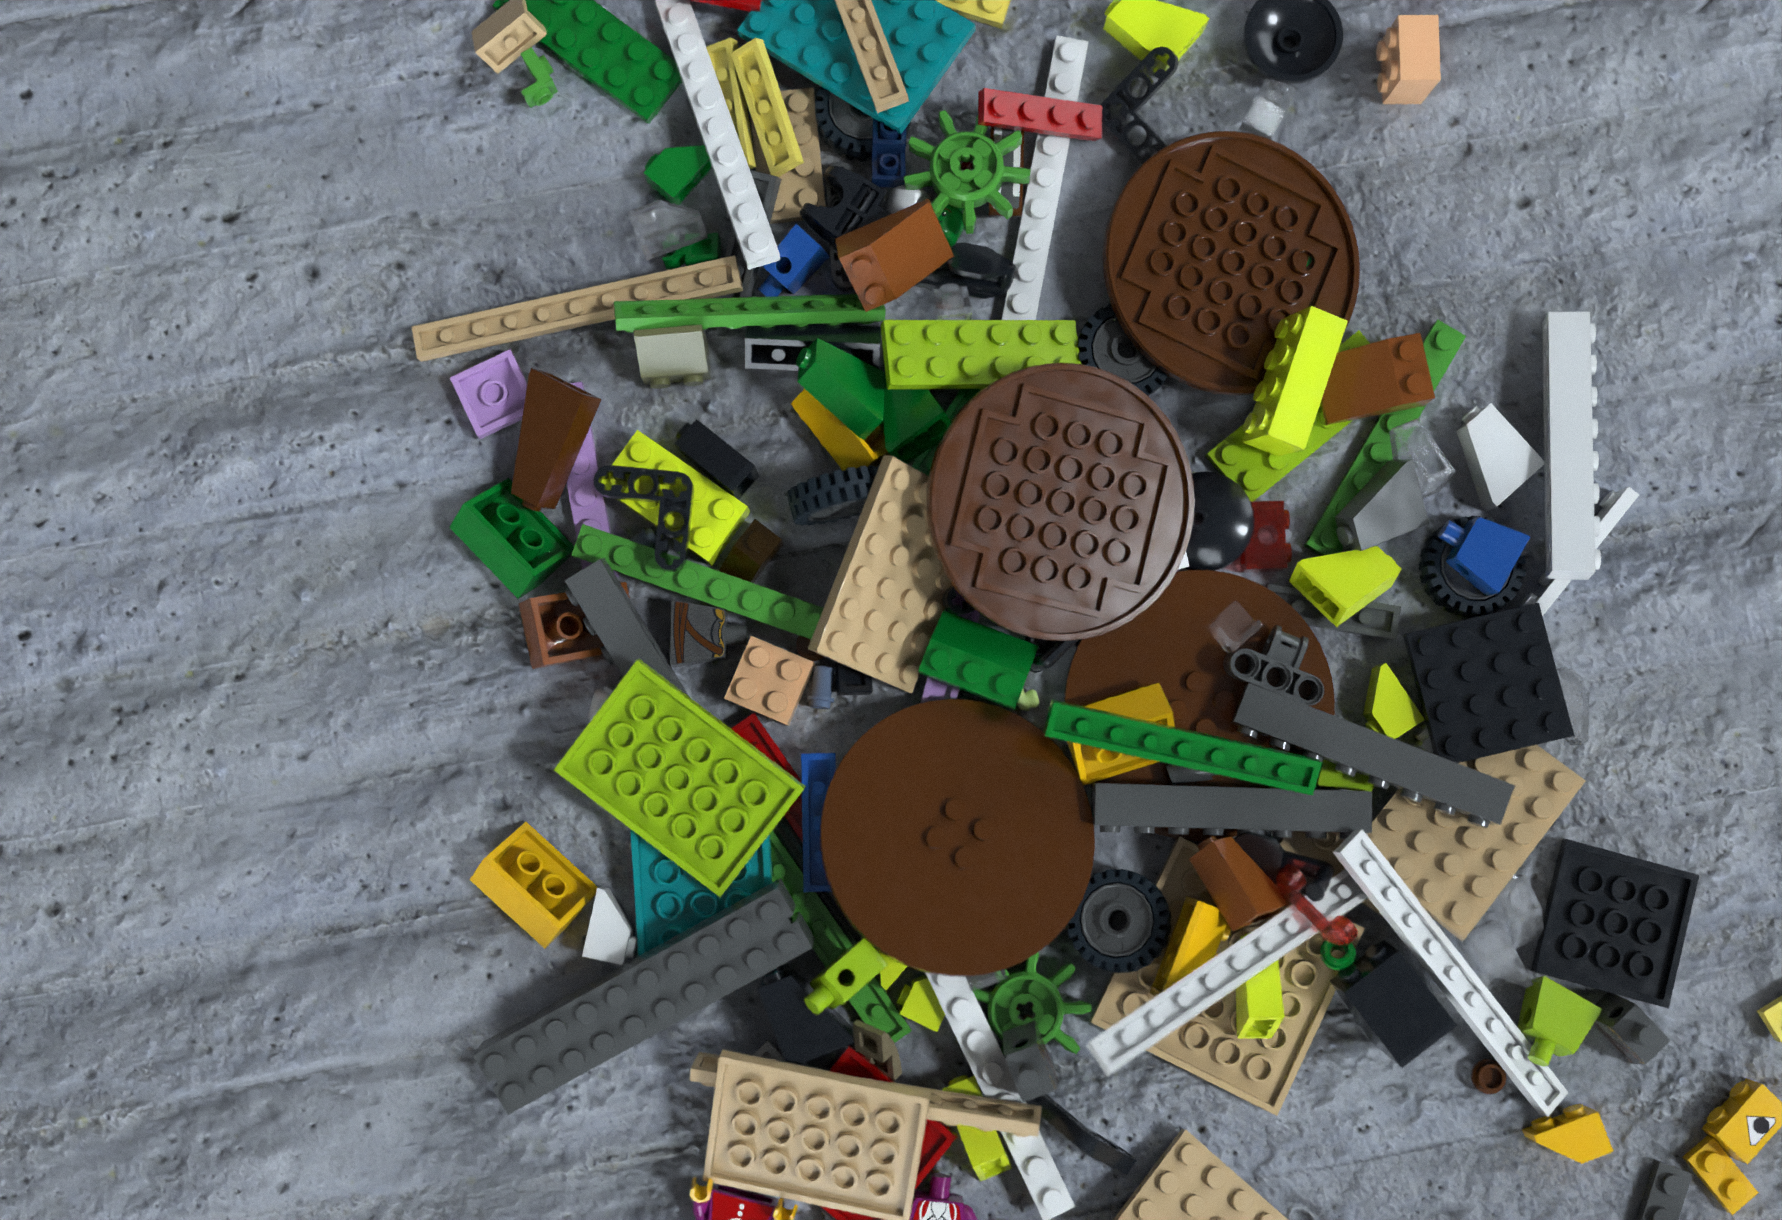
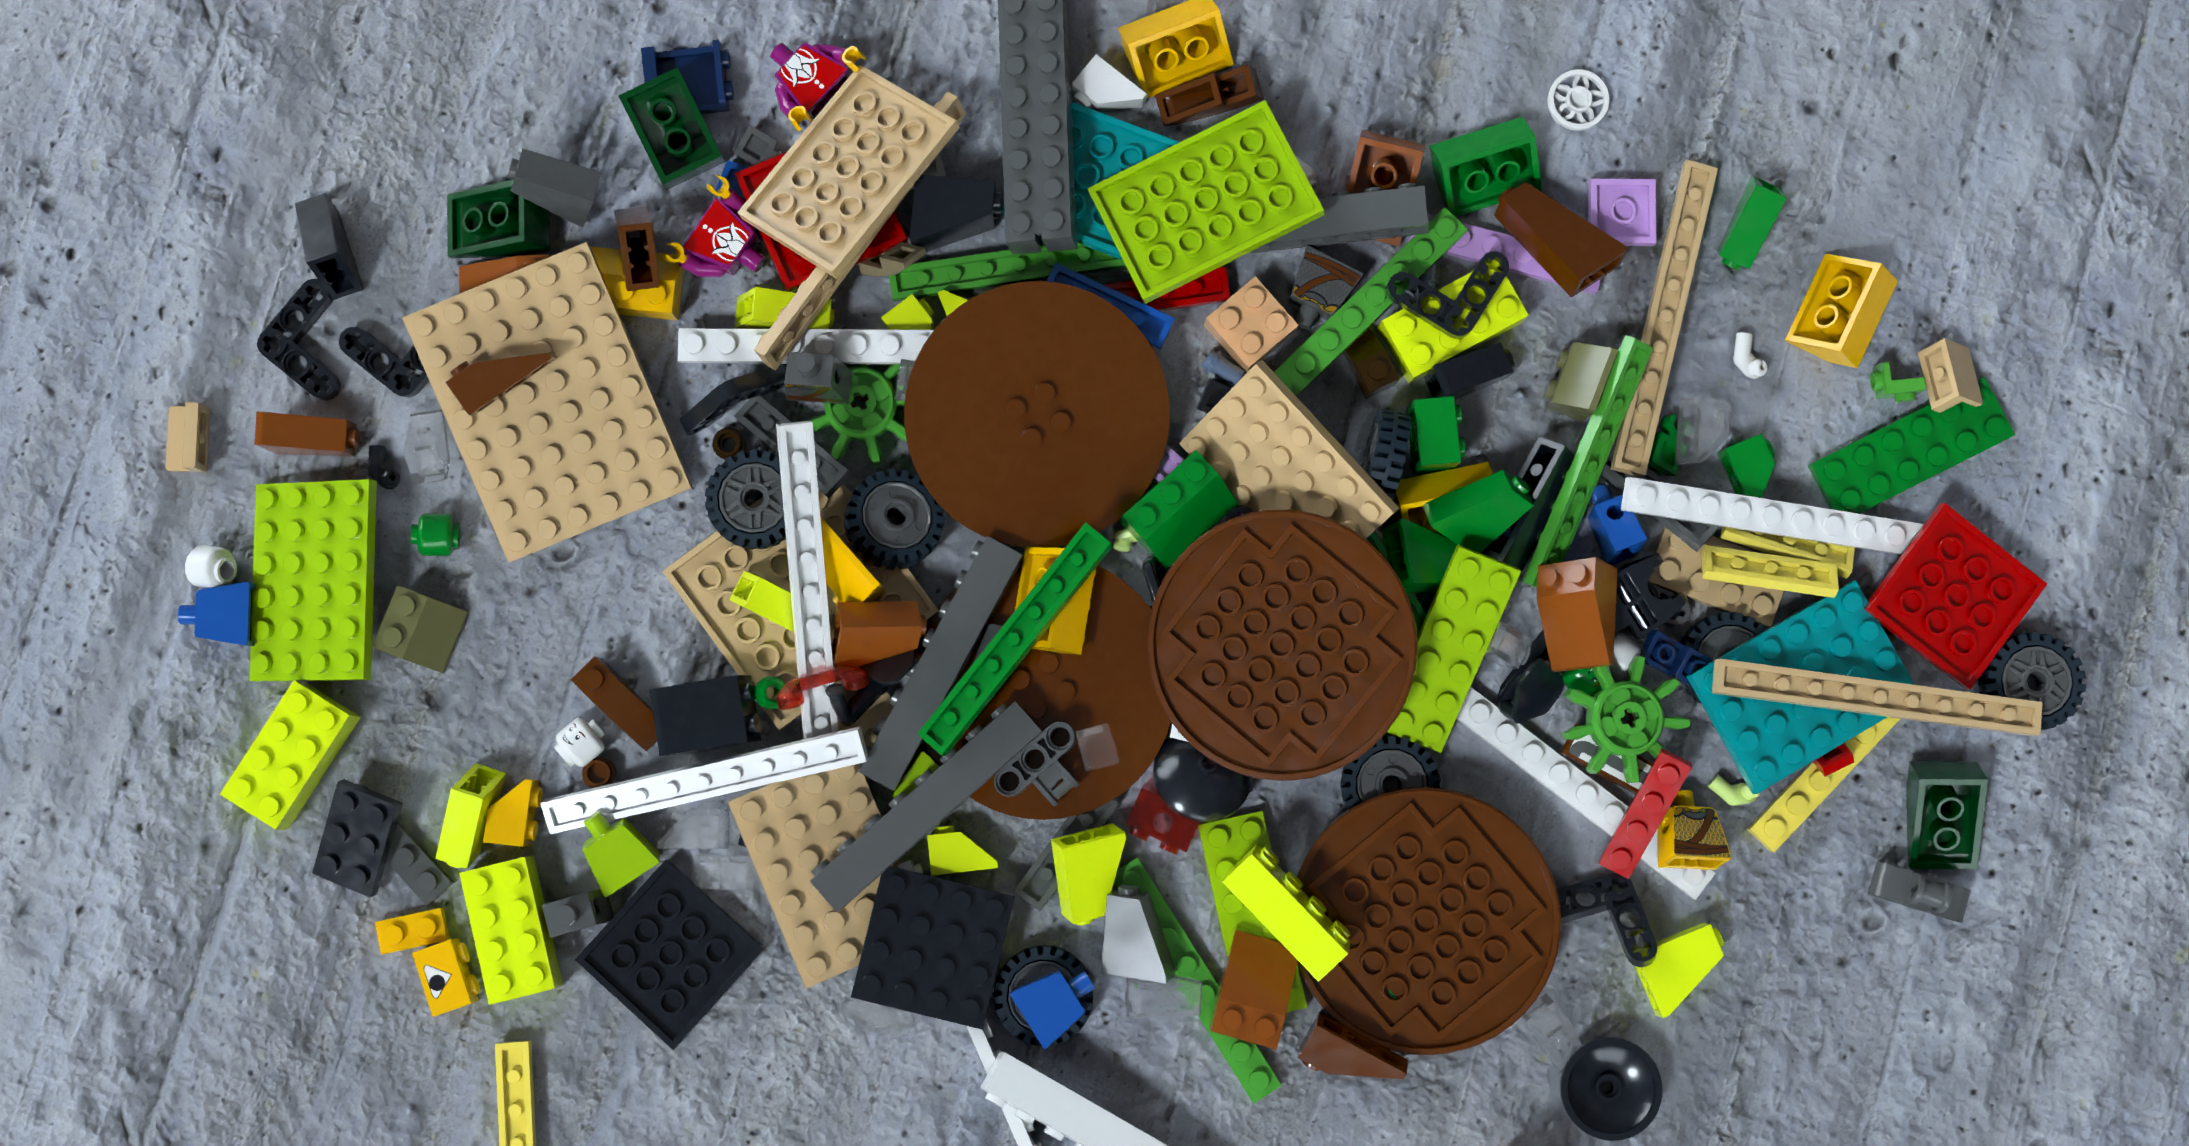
camera: 120 degrees right, 0 degrees up
(406, 484) = (1578, 100): none -> white wheel
(448, 272) = (1751, 223): none -> green slope
(491, 156) = (1842, 309): none -> yellow slope
(568, 828) = (1210, 96): none -> reddish brown slope
(579, 221) = (1745, 359): none -> white arm
(791, 460) = (1435, 435): none -> green brick
(844, 976) = (969, 266): lime torso -> none
(978, 53) = (1732, 794): none -> yellowish green arm
(1038, 66) = (1691, 836): none -> torso
(1089, 1080) = (761, 420): none -> dark grey plate
(1128, 1125) = (720, 438): none -> dark brown plate
(1184, 1085) = (729, 495): none -> wheel
(1381, 275) = (1345, 1052): none -> reddish brown slope
(1415, 1098) = (617, 701): none -> reddish brown slope
(1473, 1109) = (580, 742): none -> white head
(1495, 455) = (1132, 1071): white slope -> none
(1594, 1181) = (466, 815): none -> neon yellow slope
(1677, 1086) = (510, 929): none -> neon yellow brick

